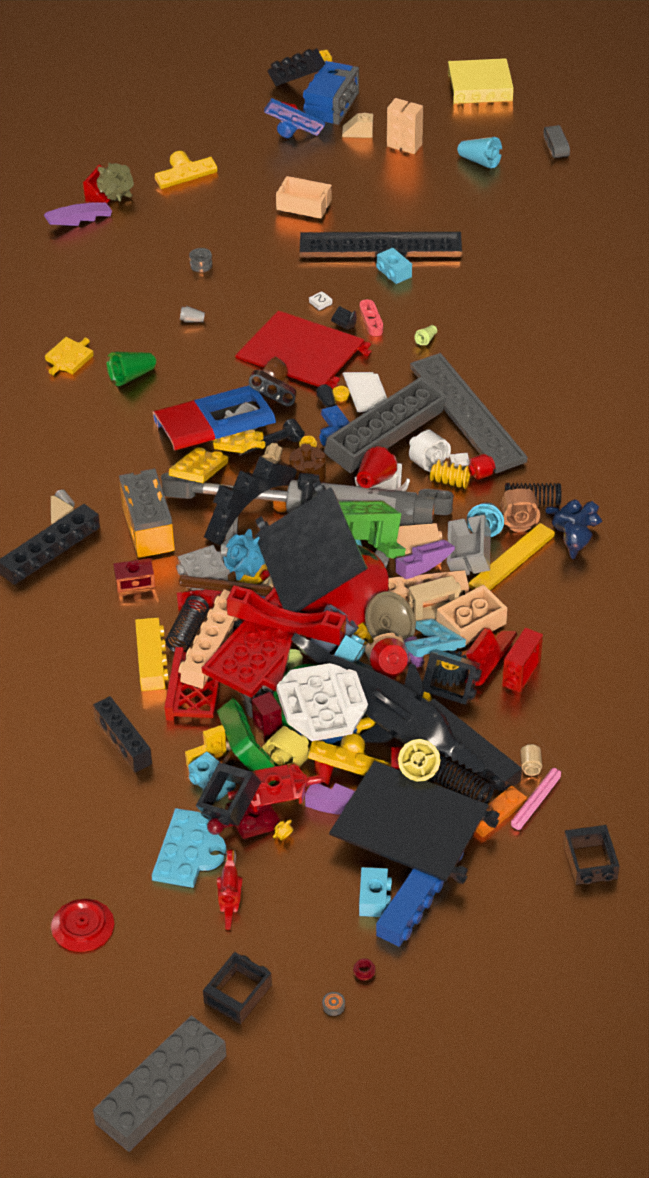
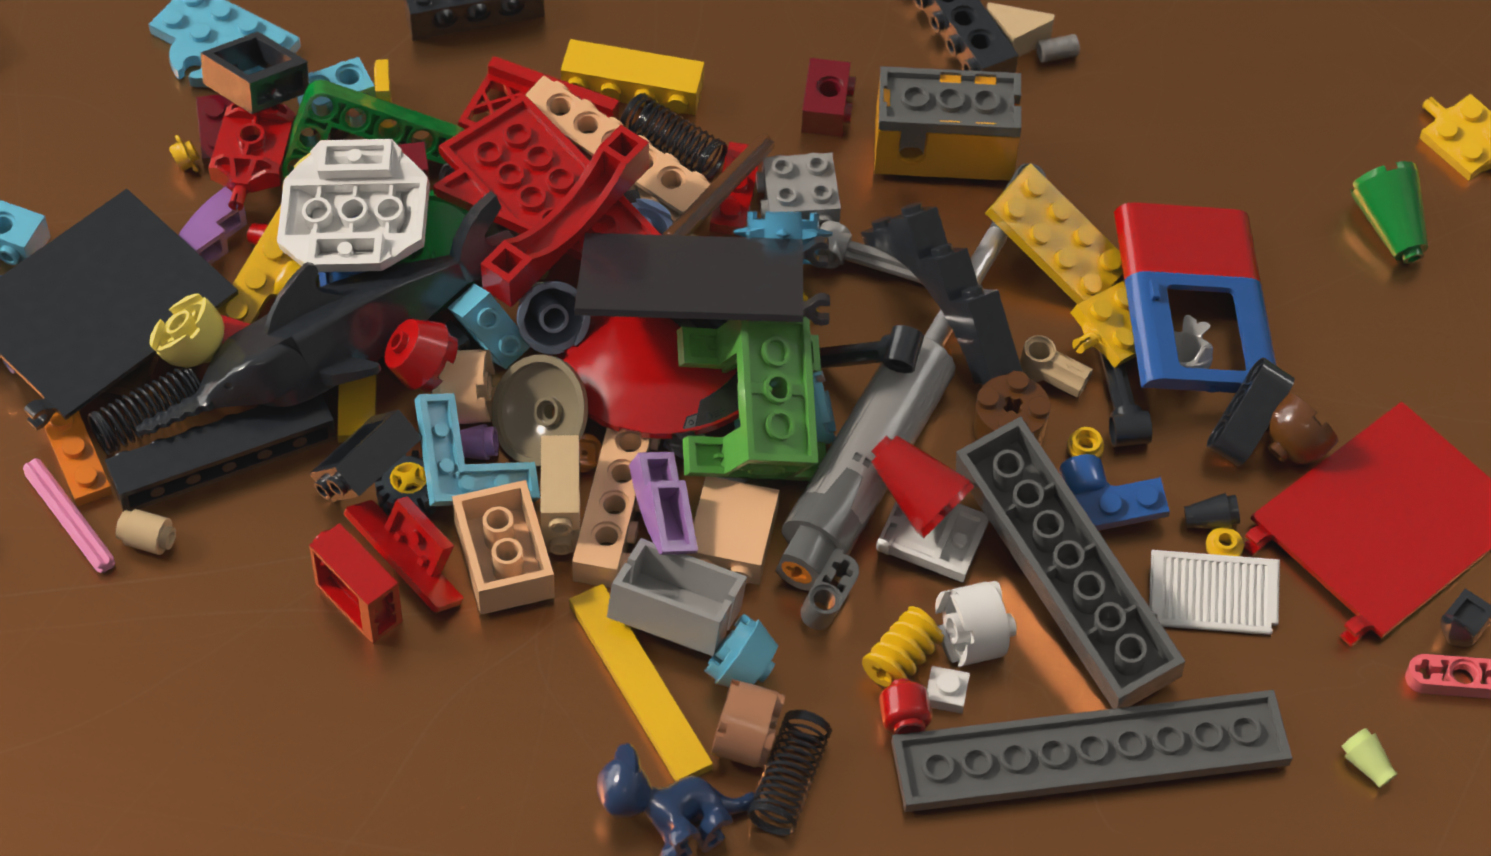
camera: 105 degrees right, 10 degrees up
(229, 888) = (114, 63): red animal -> none

